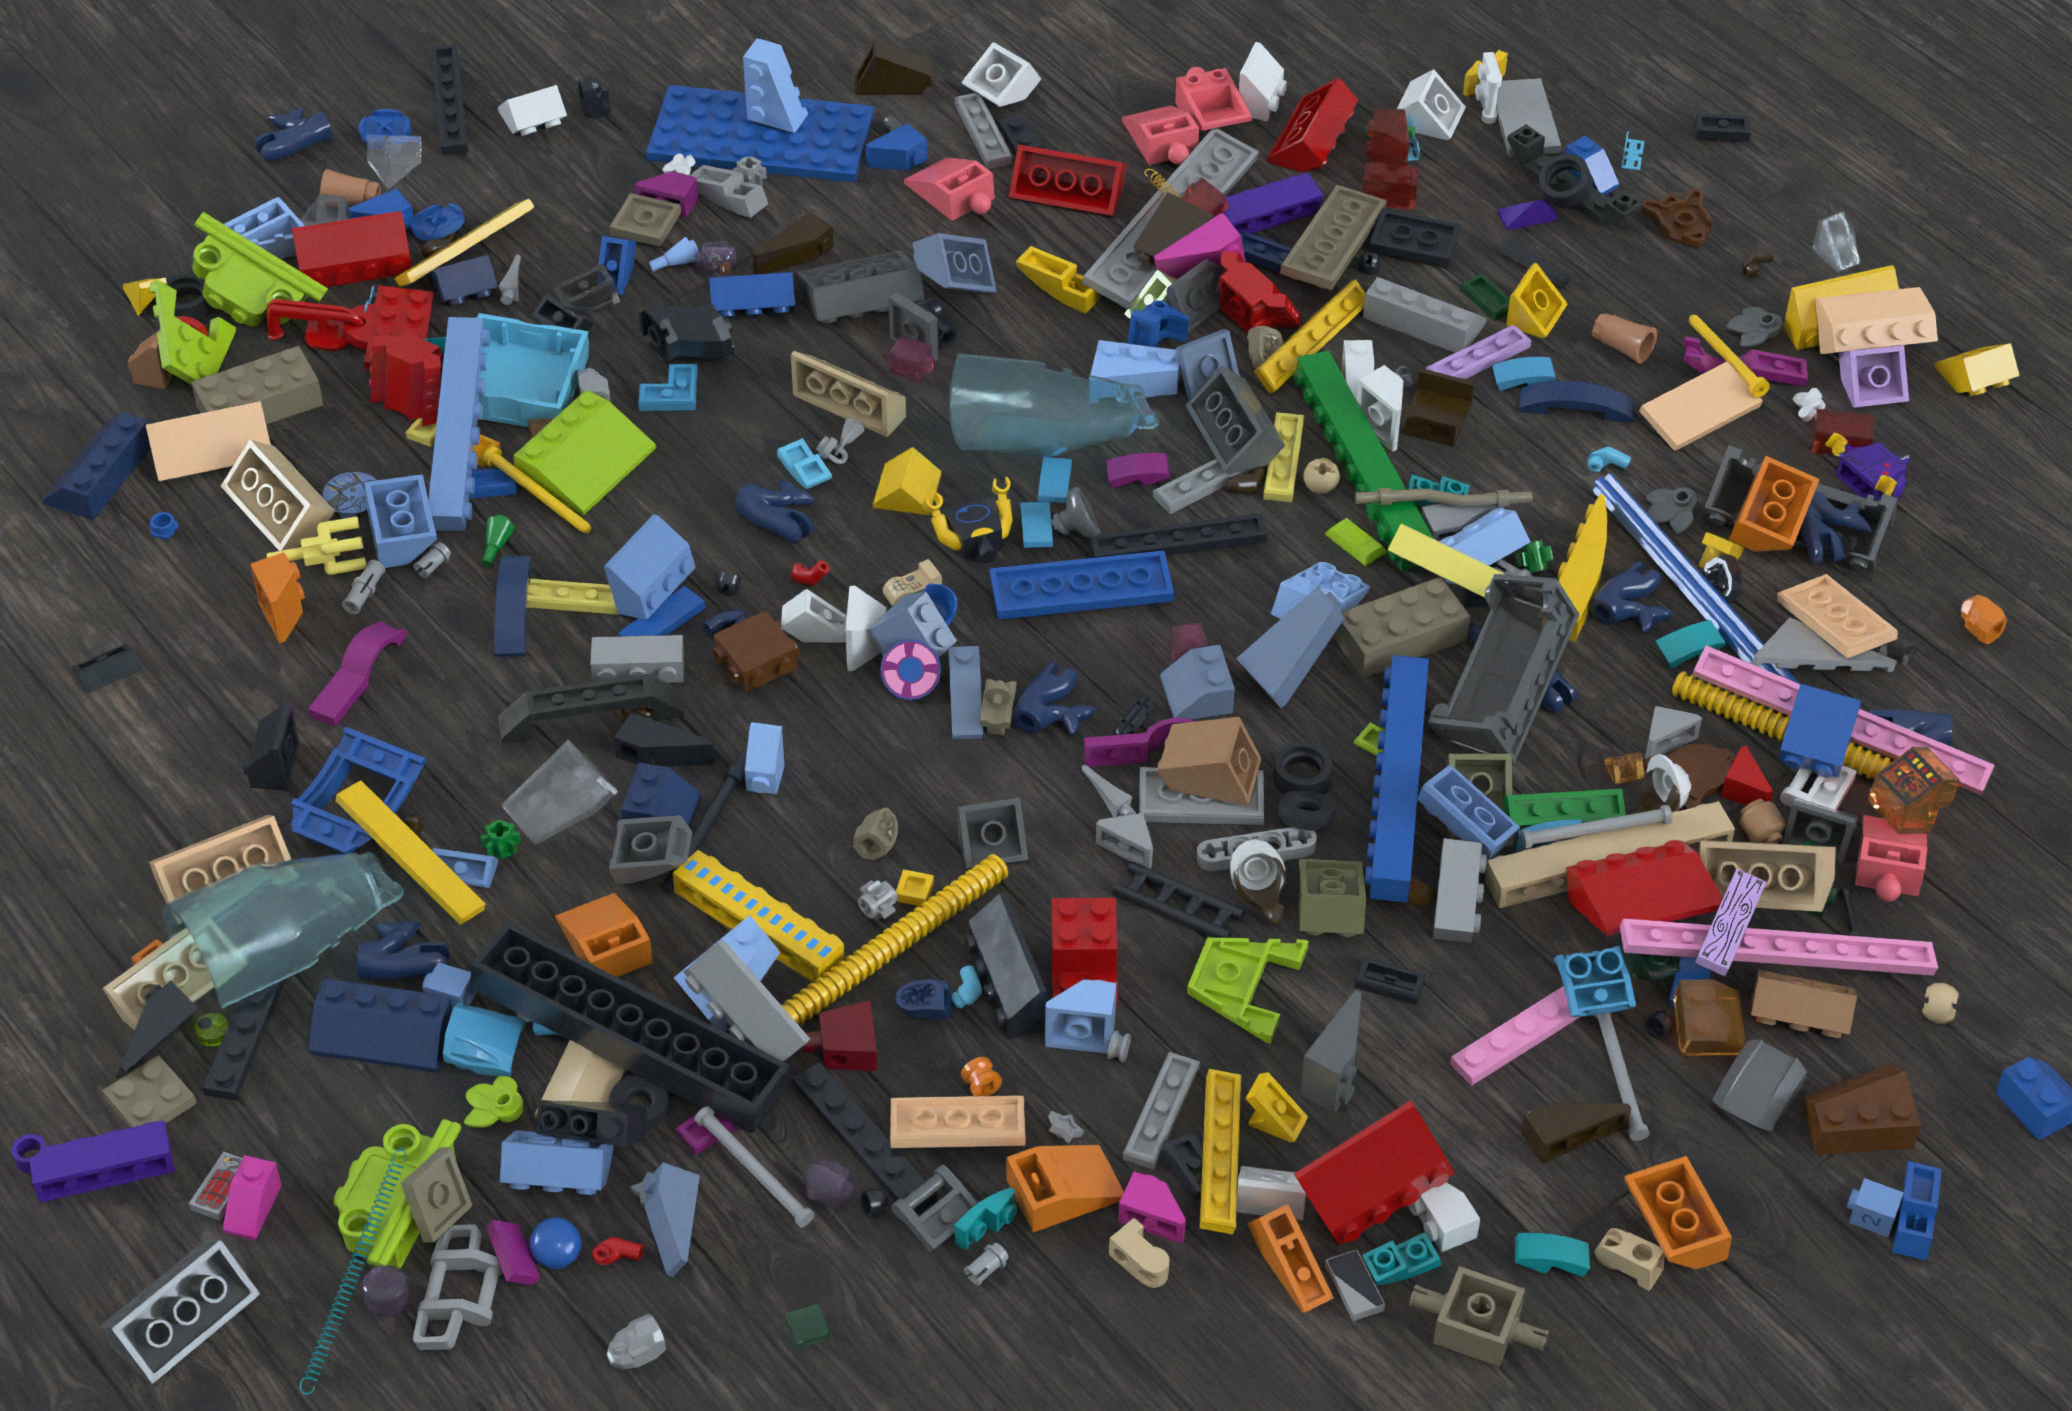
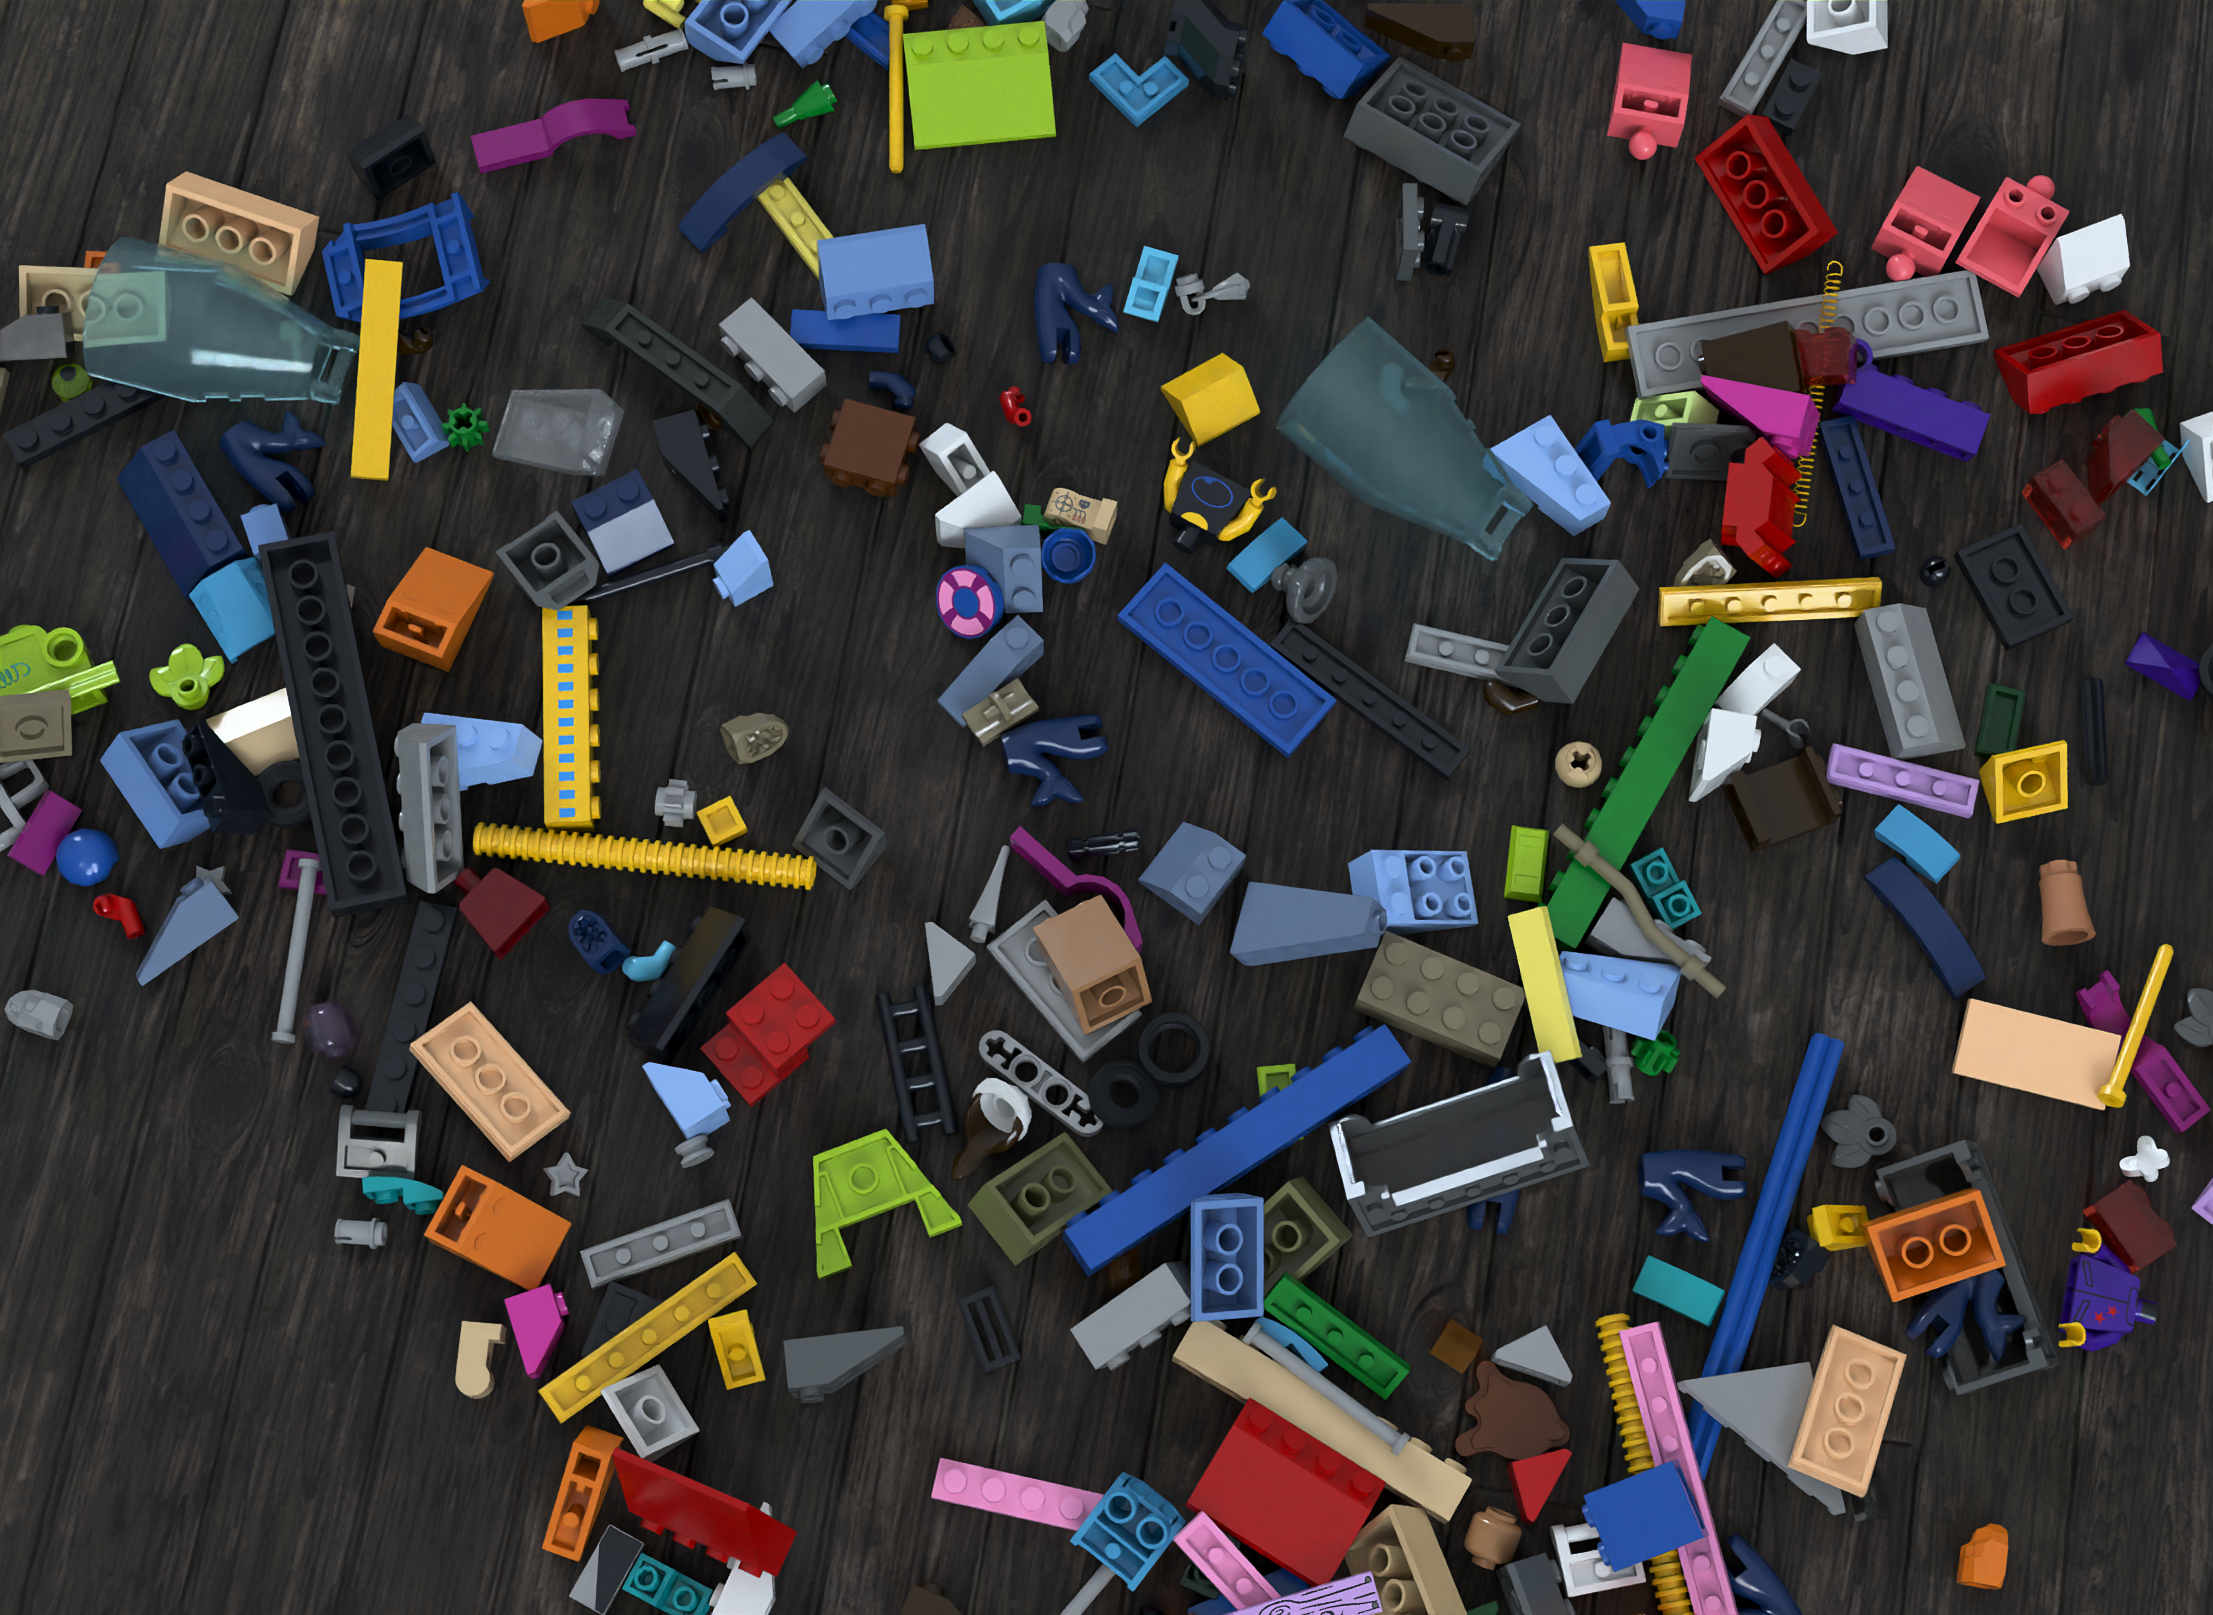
camera: 45 degrees right, 25 degrees up
(807, 1326) = (176, 1136): clear green tile -> none
(846, 394) = (1272, 244): tan slope -> none
(911, 359) = (1375, 261): clear pink brick -> none
(955, 262) = (1523, 200): sand blue slope -> none
(981, 1077) = (555, 1060): orange wheel -> none
(1054, 479) = (1339, 524): dark azure slope -> none
(1143, 466) = (1429, 585): magenta slope -> none
(1186, 638) = (1232, 821): clear pink brick -> none
(1203, 358) = (1622, 536): sand blue tile -> none
(1283, 467) = (1598, 695): light yellow tile -> none
(1333, 237) = (1926, 511): dark tan plate -> none
(1583, 570) = (1674, 1115): yellow slope -> none
(1606, 456) = (1871, 1015): medium azure arm -> none
(1663, 785) = (1437, 1415): piece -> none

